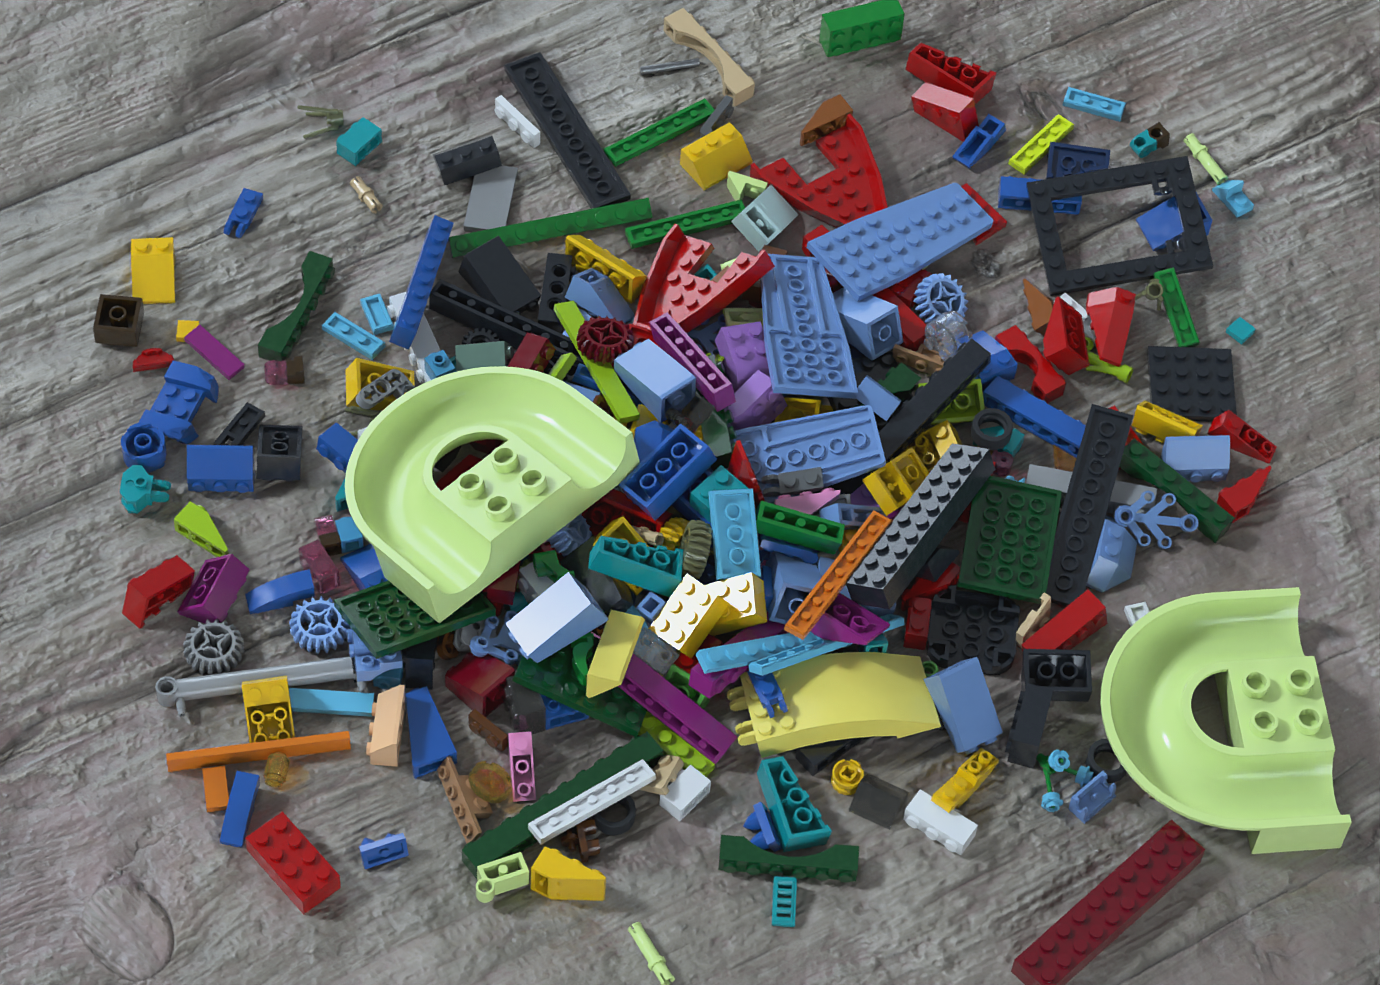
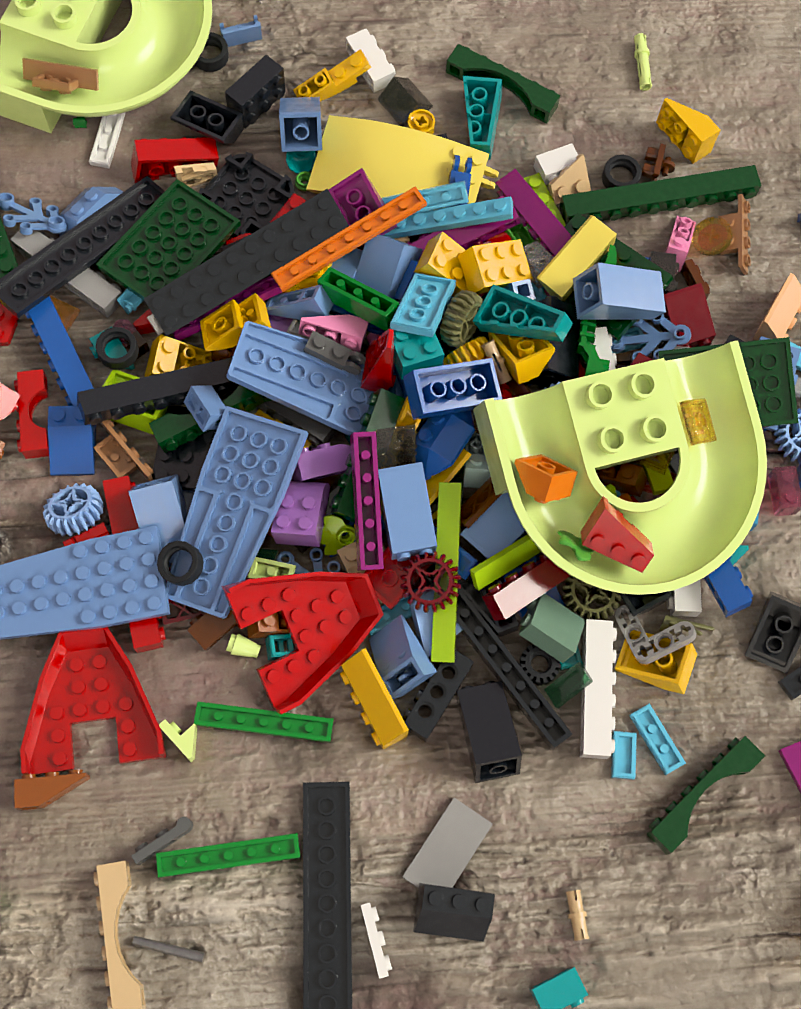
camera: 155 degrees left, 15 degrees up
(243, 212) = (716, 952): blue hinge -> none
(284, 371) = (742, 721): leg -> none
(328, 534) = (766, 529): leg -> none
(421, 282) = (574, 751): blue brick -> none
(427, 733) = (747, 296): blue slope -> none
(432, 531) = (698, 421): none -> clear yellow tile
(438, 365) = (599, 637): dark azure brick -> none
(448, 336) = (568, 685): none -> clear green tile
(460, 409) = (616, 538): none -> wedge
(497, 391) = (581, 552): none -> bright green plate
(501, 876) = (736, 154): yellowish green hinge -> none
(549, 422) = (545, 478): none -> orange slope
(554, 226) = (404, 780): green plate -> none
(591, 801) = (642, 172): white plate -> none
(715, 155) = (188, 793): yellow slope -> none
(762, 820) = (509, 107): blue tile -> none
(764, 218) = (182, 685): light aqua slope -> none
(784, 887) = (512, 65): teal slope -> none
(817, 284) = (165, 556): none -> black tyre
(947, 334) = (94, 459): clear brick -> none
(1059, 762) = (255, 45): medium azure plant -> none
(1223, 639) = (58, 76): none -> medium nougat bracket

